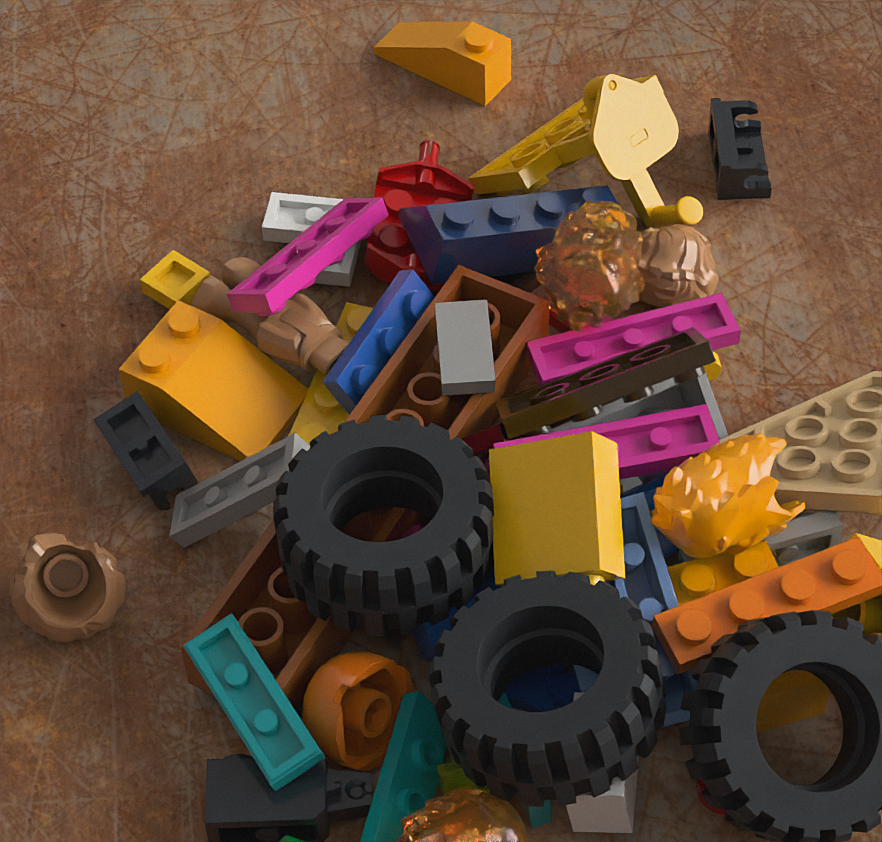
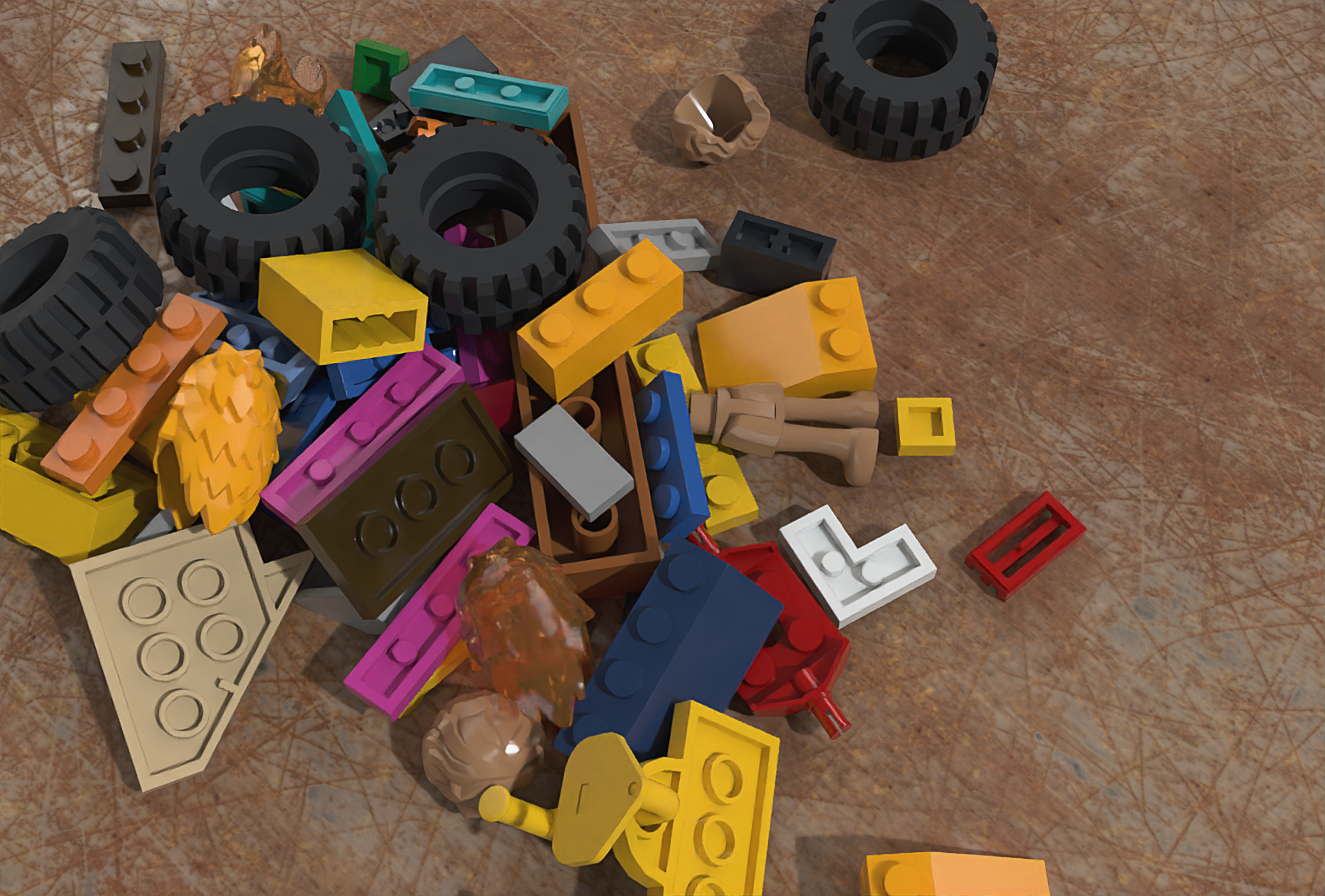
camera: 140 degrees right, 10 degrees up
(195, 190) = (994, 572): none -> red tile
(307, 255) = (807, 480): dark pink plate -> none
(324, 399) = (601, 319): none -> light orange brick

